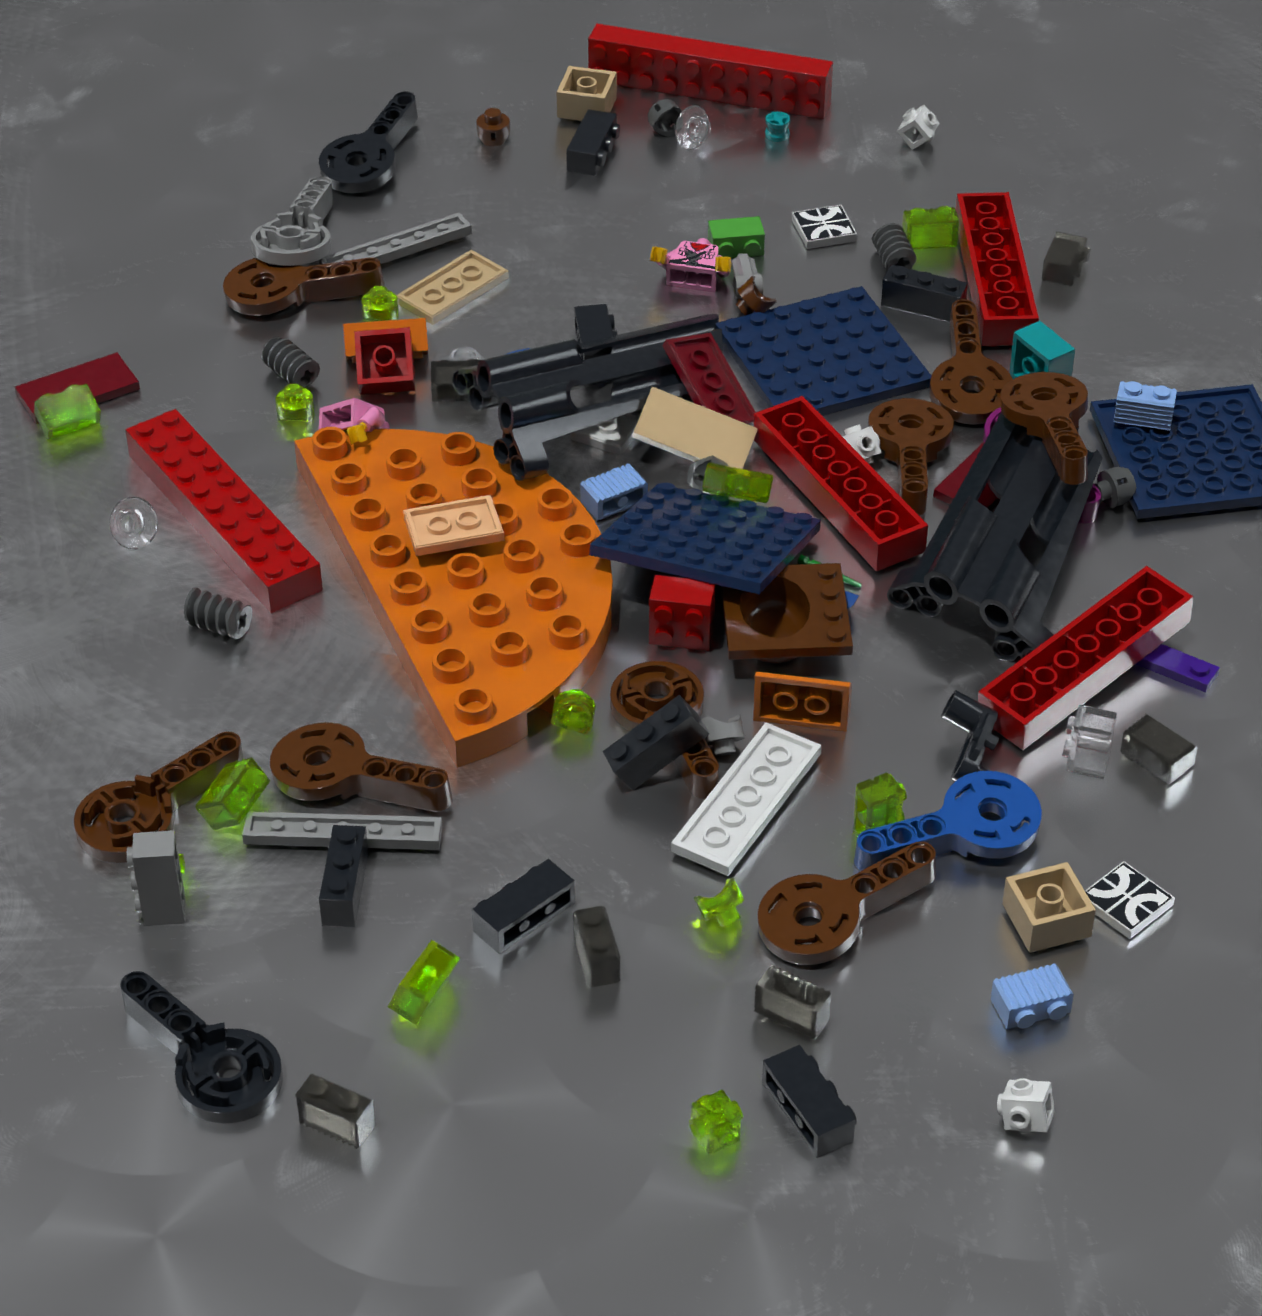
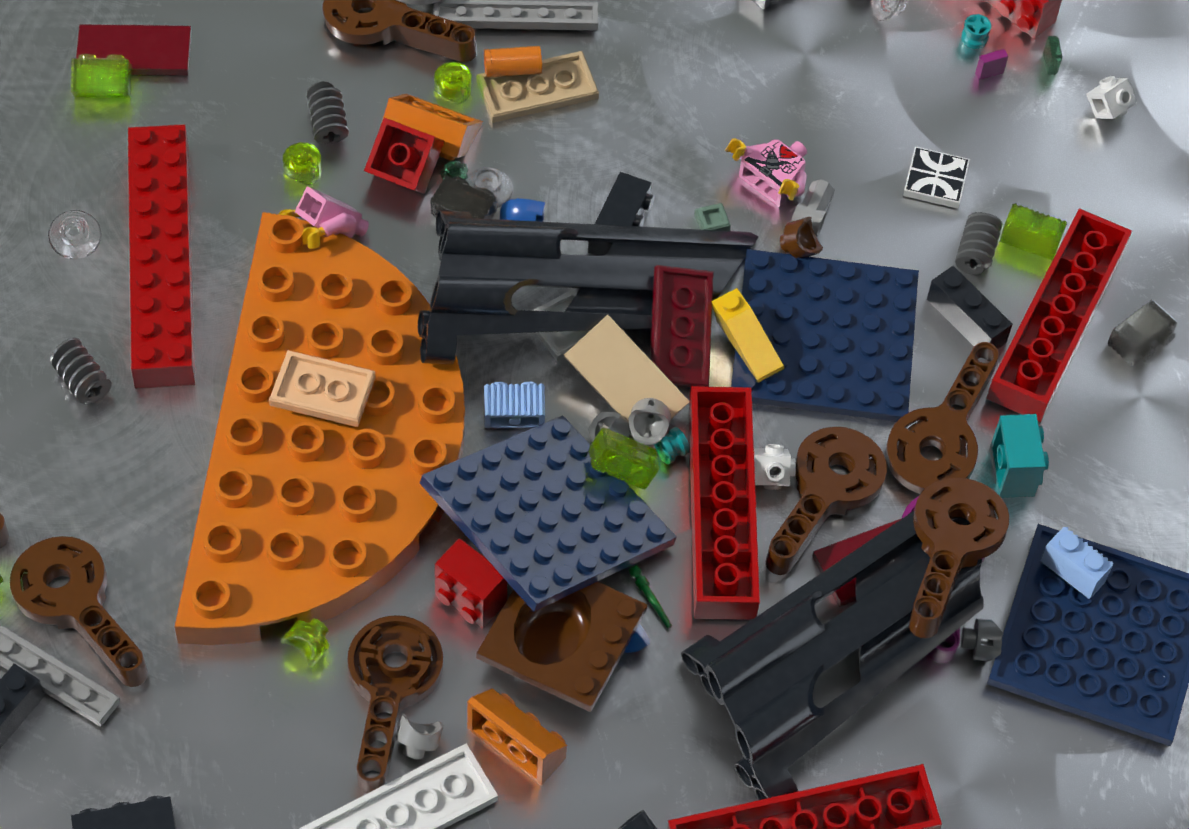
camera: 25 degrees right, 15 degrees up
(423, 271) = (513, 61): none -> orange pin
(426, 360) = (455, 169): none -> clear green plate
(655, 742) = (342, 721): black brick -> none
(668, 314) = (712, 218): none -> sand green tile
(737, 236) = (837, 154): bright green brick -> none
(738, 448) = (649, 421): none -> light grey piece
(764, 366) = (746, 334): none -> yellow slope
(766, 462) = (672, 445): none -> teal wheel
(807, 141) = (991, 64): none -> magenta tile
(849, 119) = (1052, 55): none -> clear green tile

